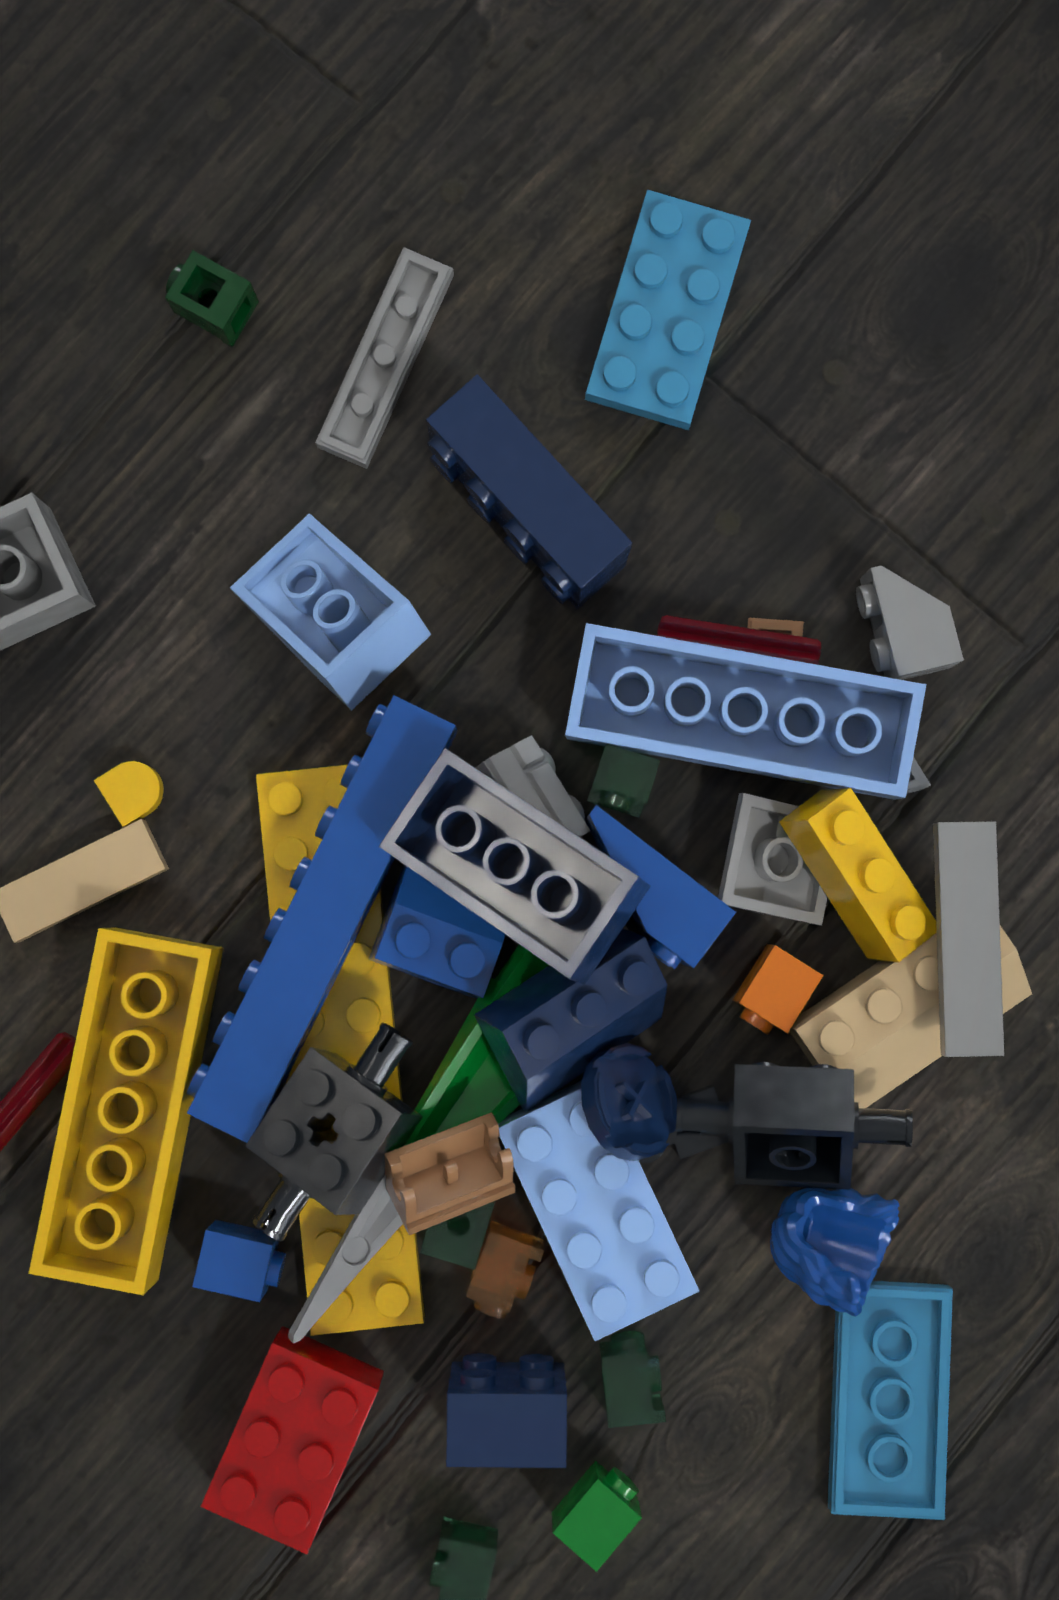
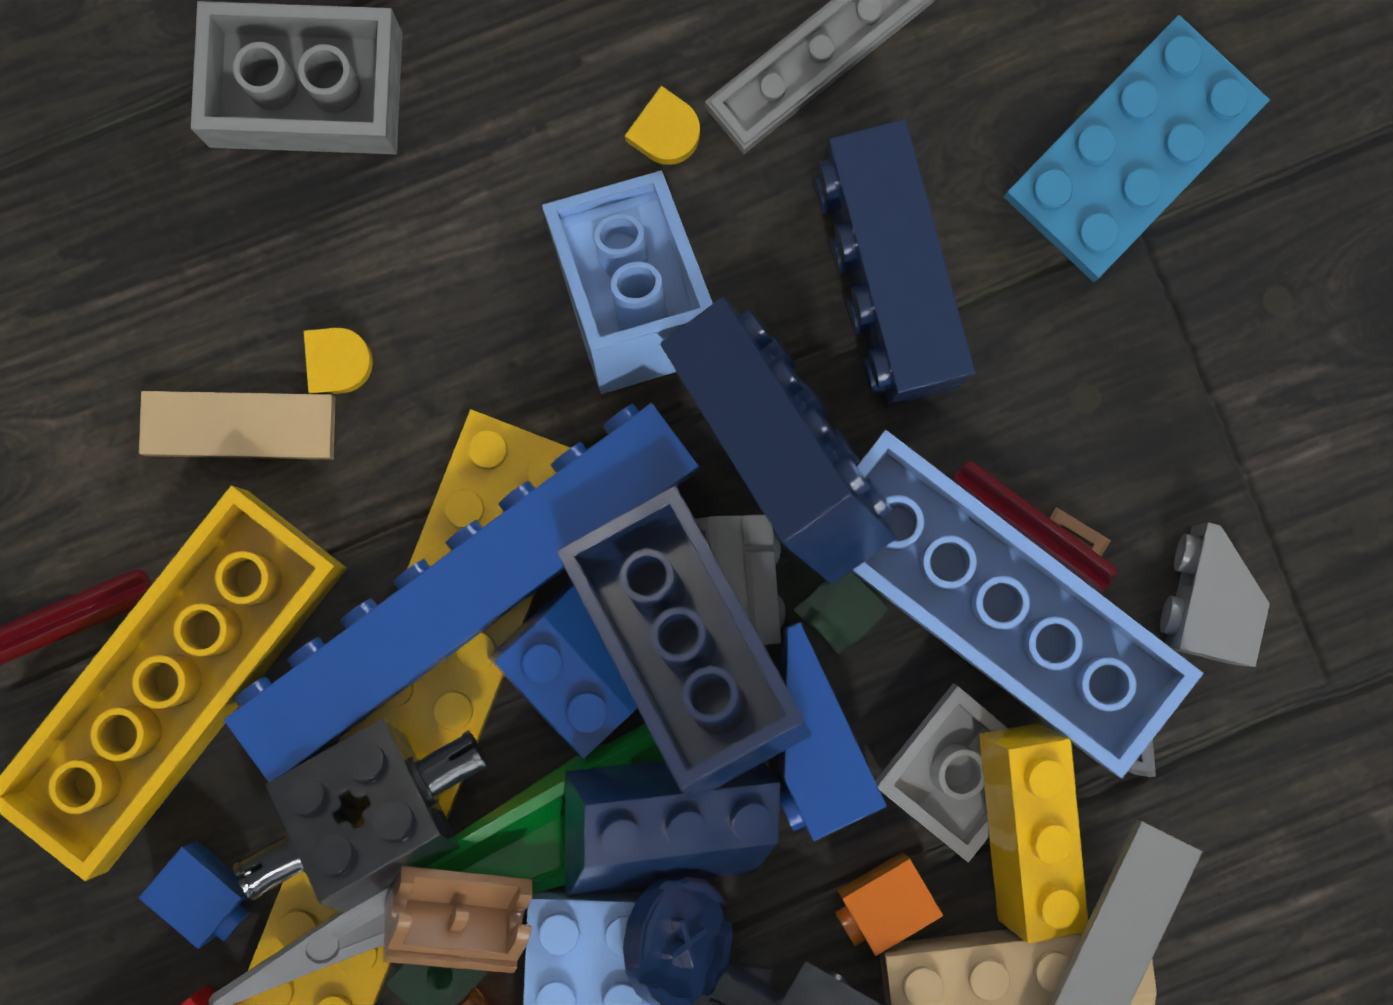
camera: 25 degrees right, 0 degrees up
(296, 480) = (665, 129): none -> yellow tile
(508, 671) = (780, 440): none -> dark blue brick

